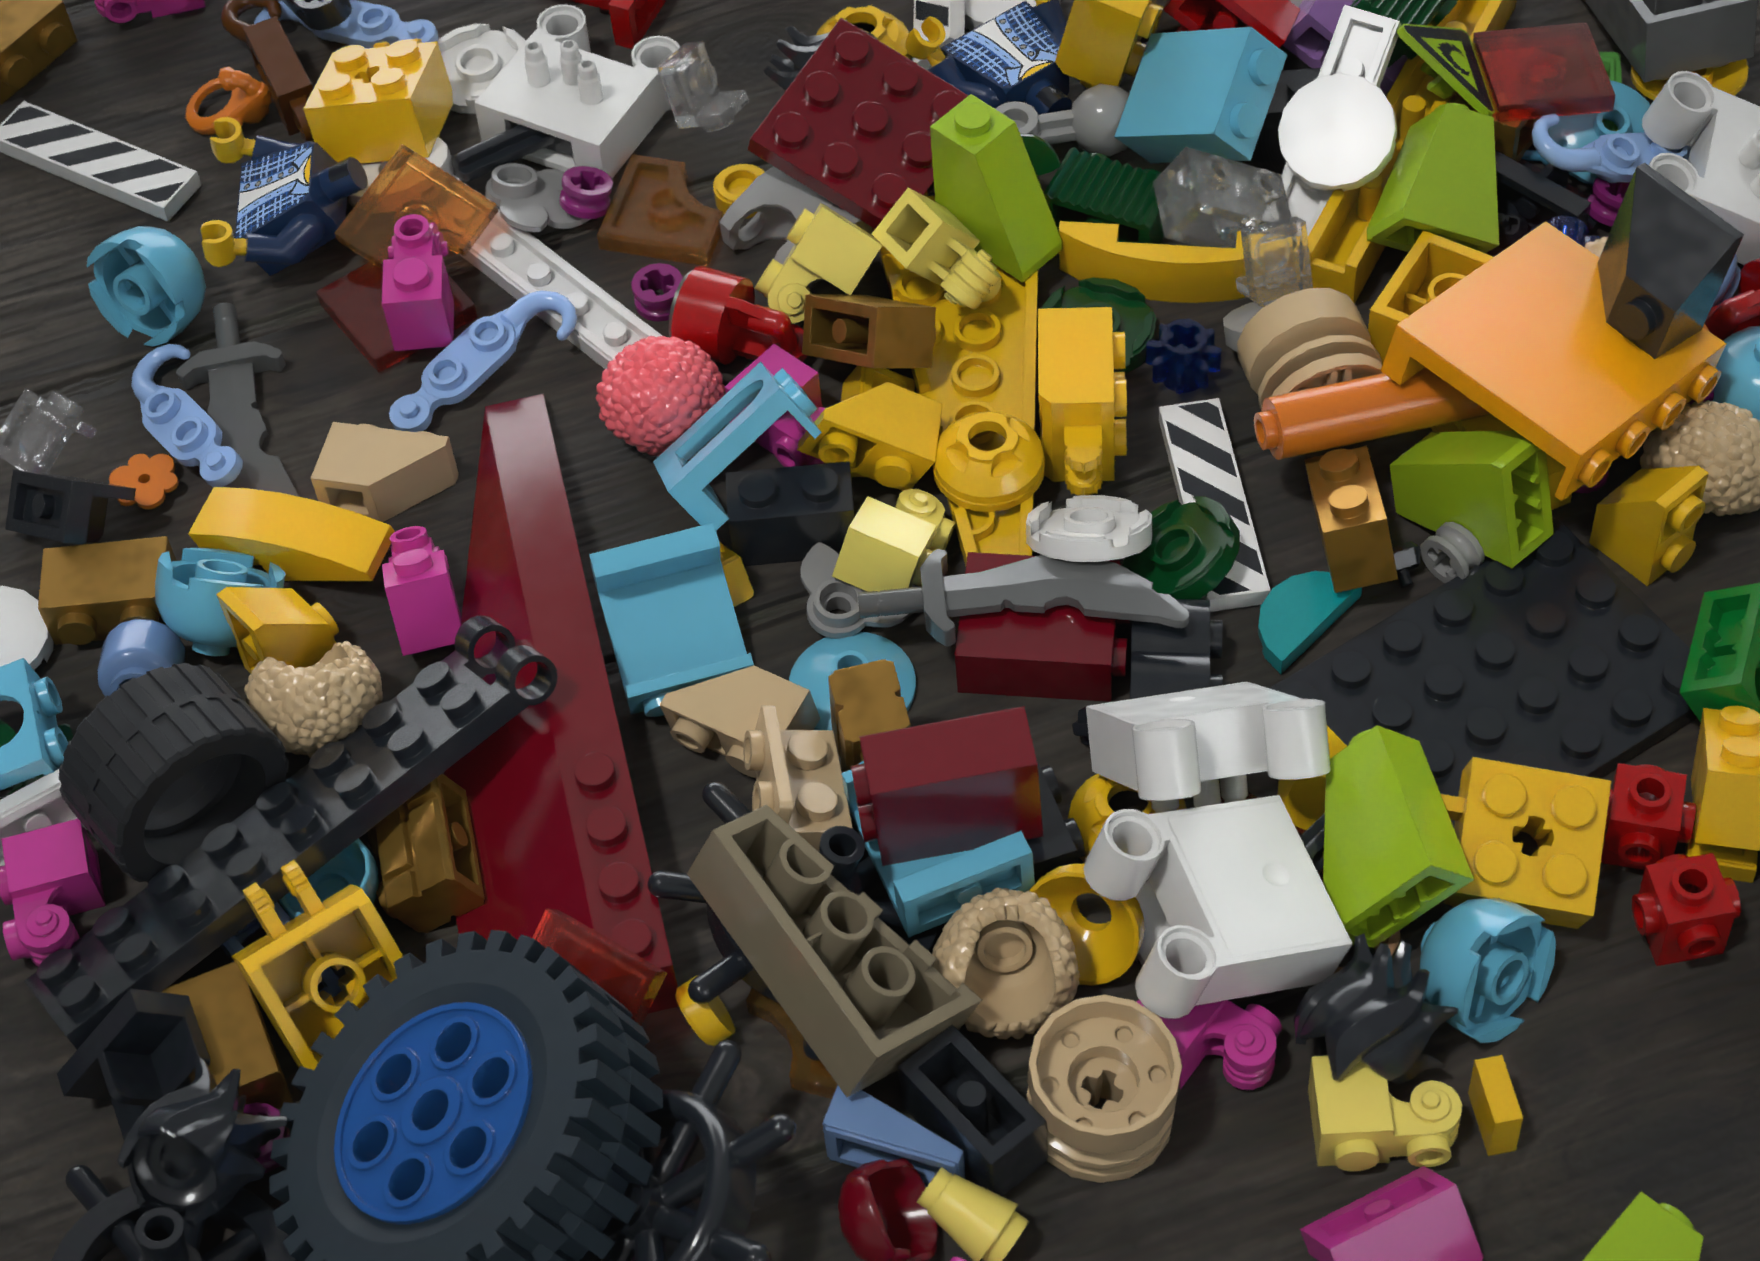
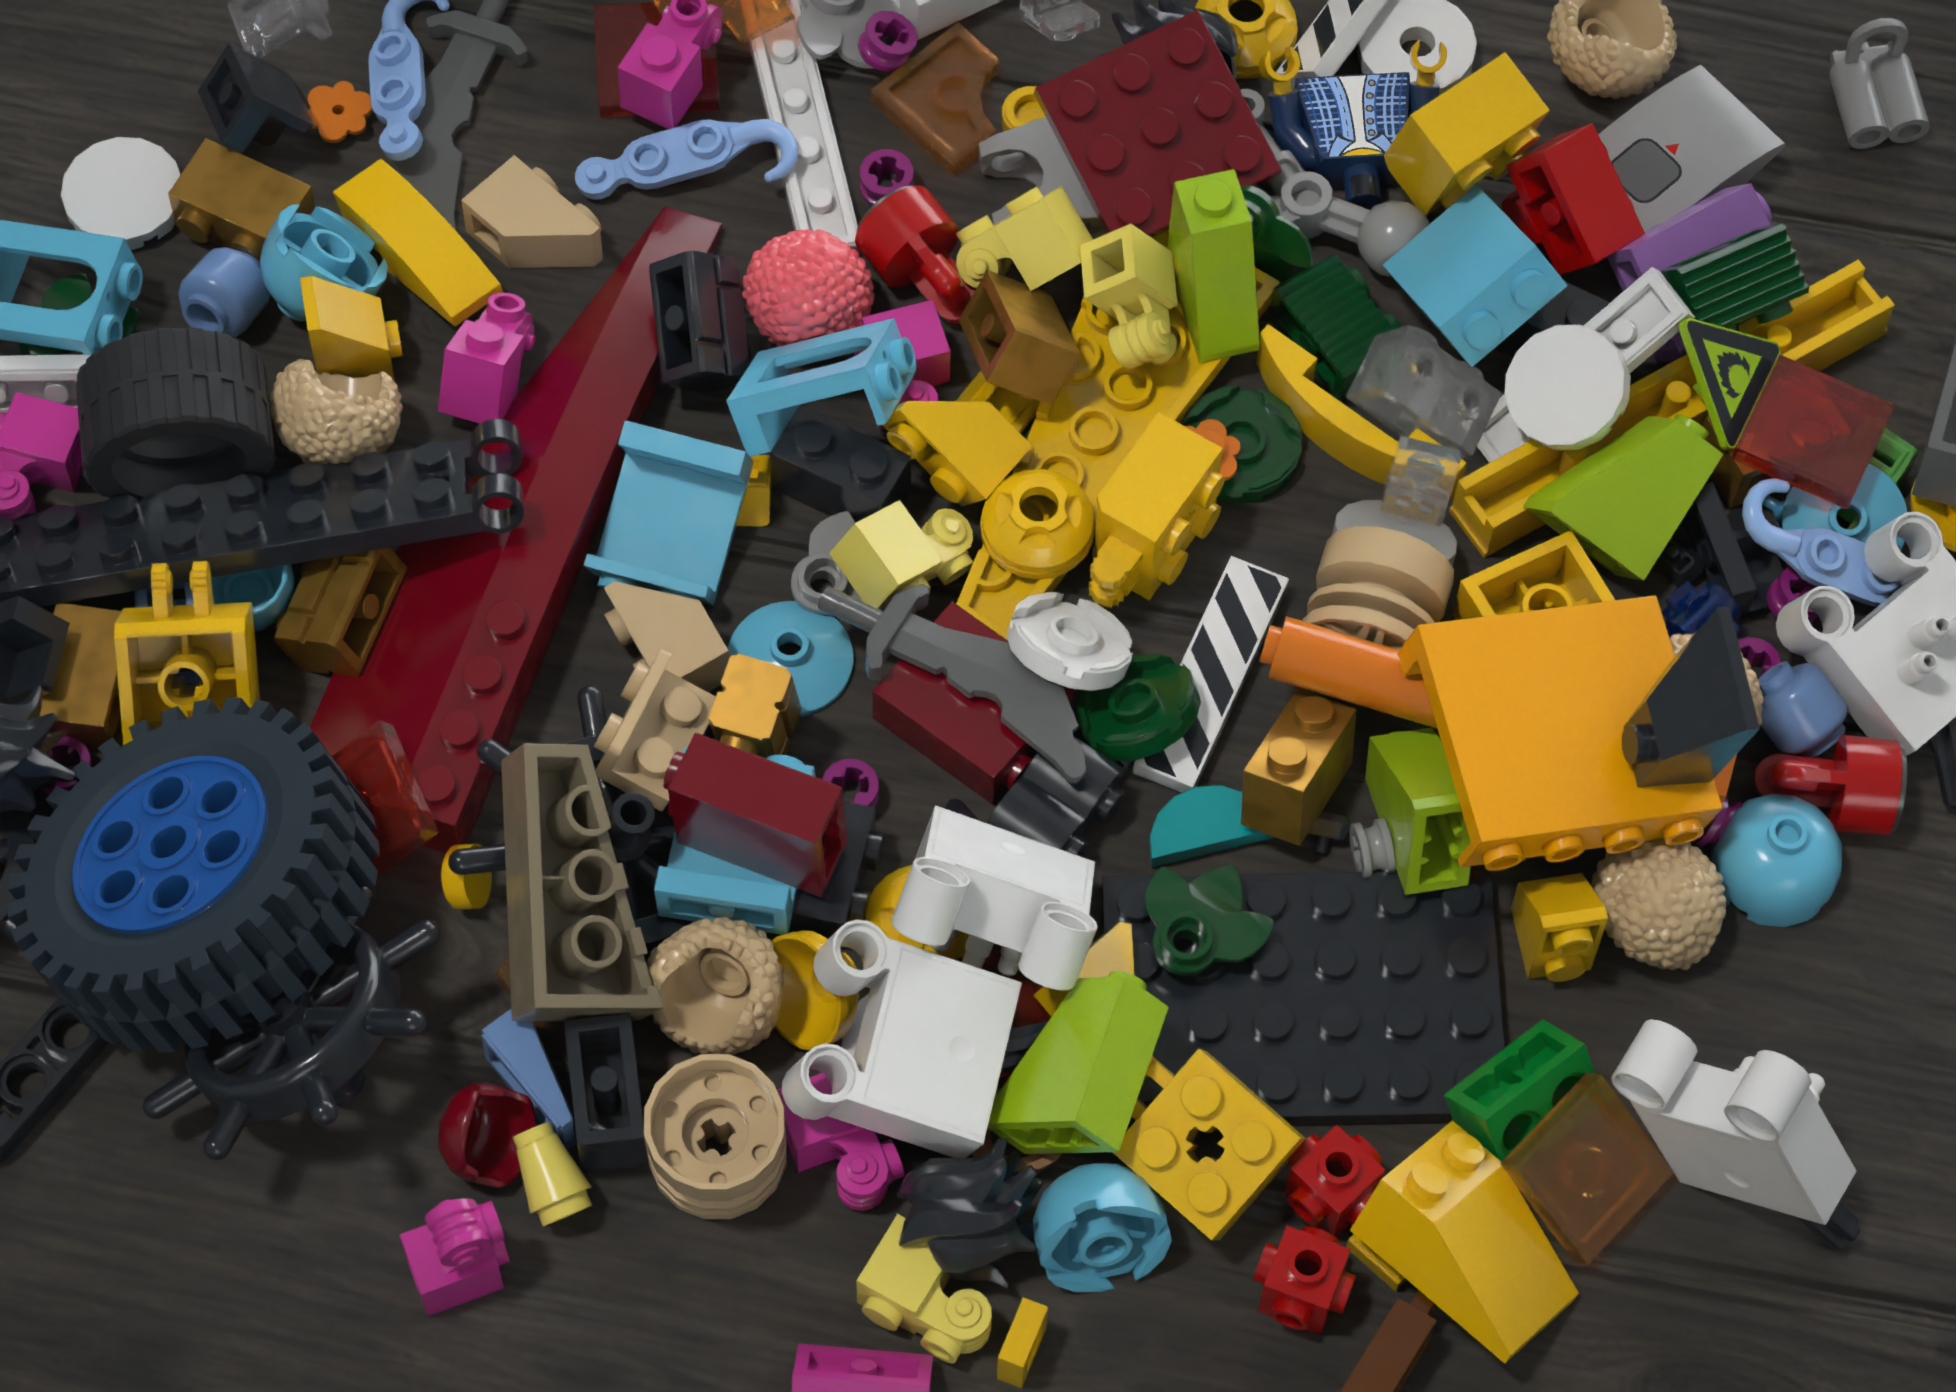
camera: 25 degrees right, 10 degrees up
(588, 461) = (699, 321): none -> black brick
(1183, 355) = (1291, 503): clear blue gear -> none
(1370, 673) = (1205, 913): none -> dark green plate

